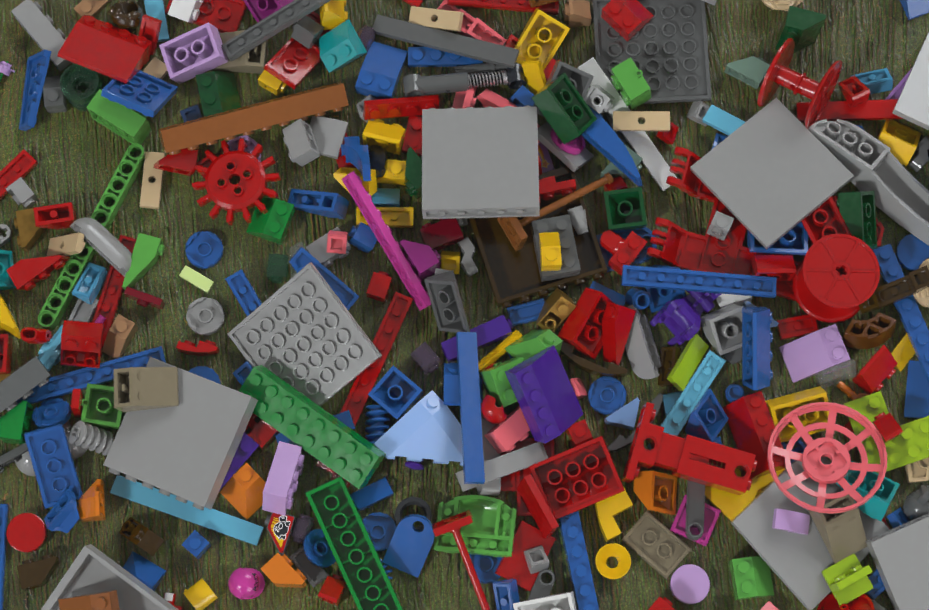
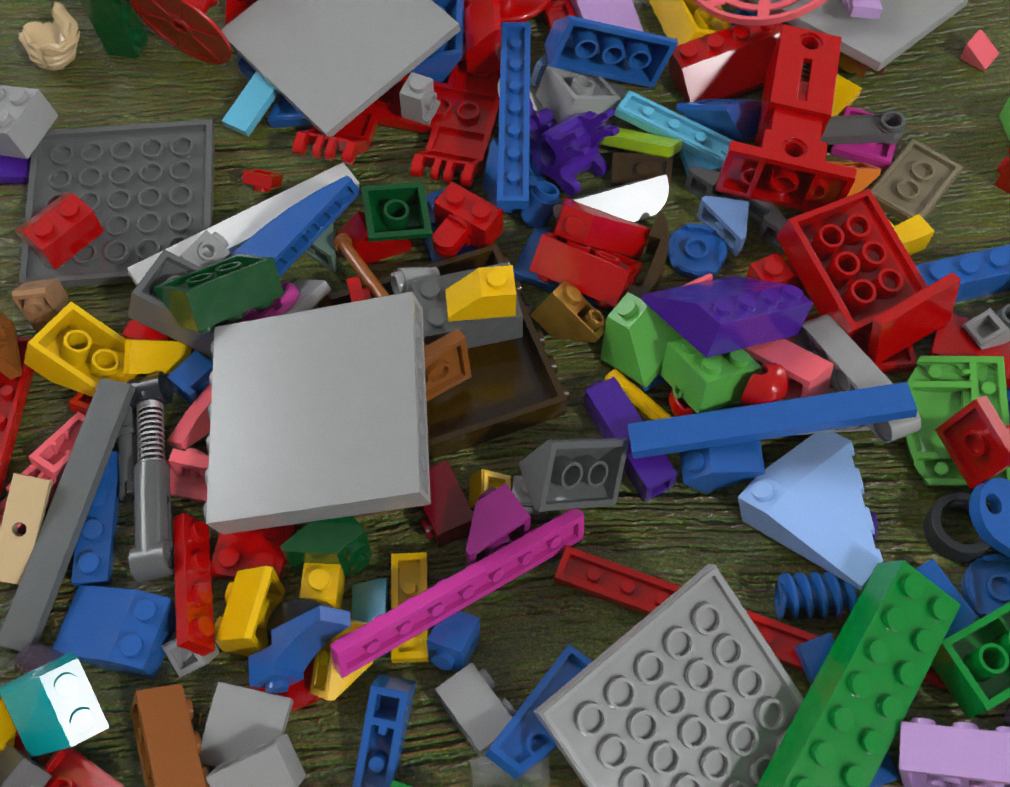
camera: 90 degrees left, 15 degrees down
(337, 242) = (468, 685): coral slope -> none
(379, 286) = (546, 607): red brick -> none
(396, 393) = (754, 560): blue slope -> none
(425, 358) = (674, 519): clear purple brick -> none
(468, 251) = (474, 457): light grey piece -> none
(525, 312) = (571, 365): blue tile -> none
(622, 556) = (965, 221): yellow piece -> none
(630, 83) = (180, 205): bright green brick -> none
(653, 120) = (245, 198): tan tile -> none
(689, 584) = (965, 138): lavender tile -> none
(698, 111) = (231, 144): light grey slope -> none
(734, 392) = (670, 93): blue plate -> none
(748, 70) = (172, 79): sand green slope -> none
(750, 578) = (938, 72): bright green slope -> none

